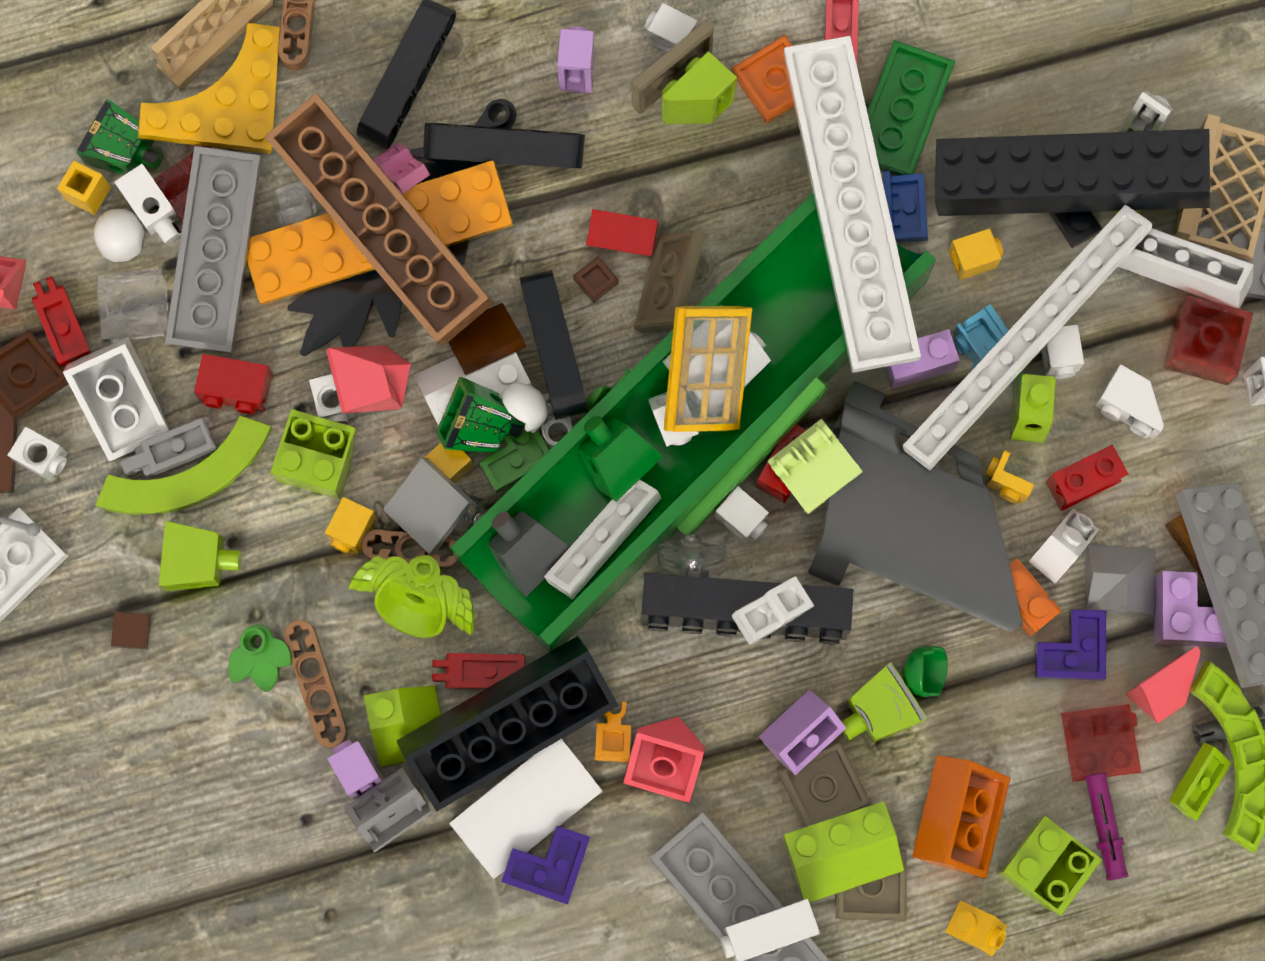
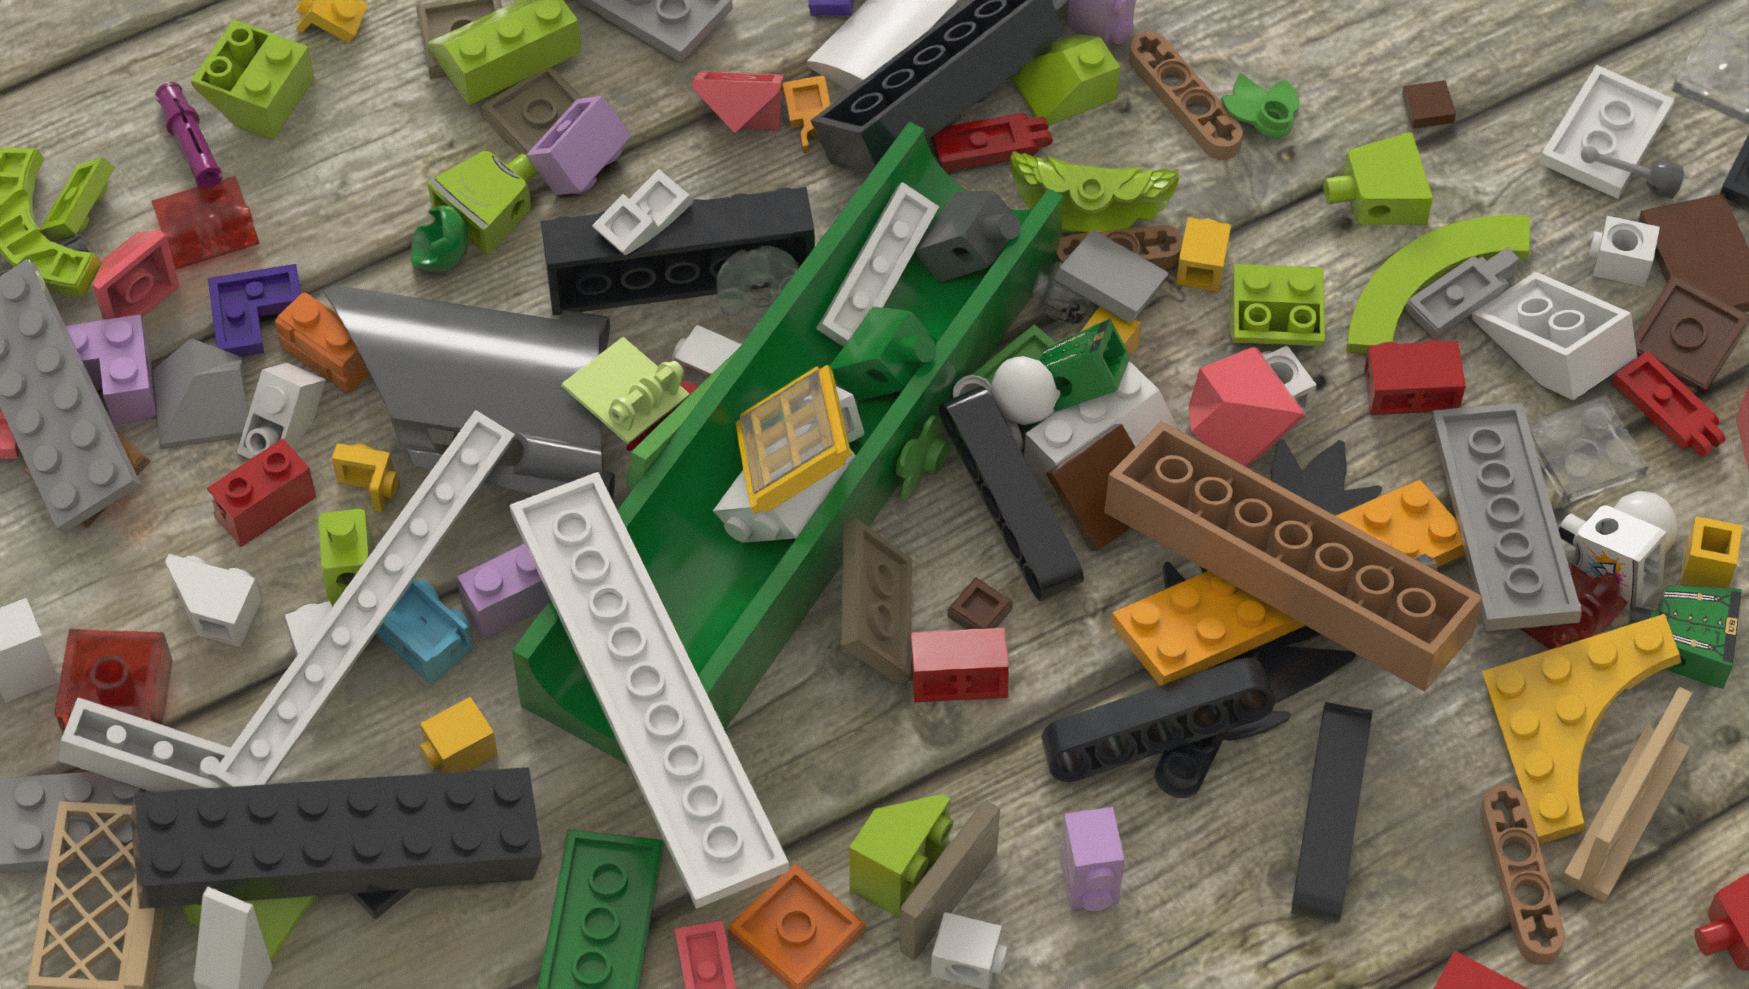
camera: 165 degrees right, 20 degrees down
(401, 167) = (1294, 675): bright pink slope -> none
(907, 206) = (573, 779): blue bracket -> none
(961, 816) = (368, 108): orange slope -> none

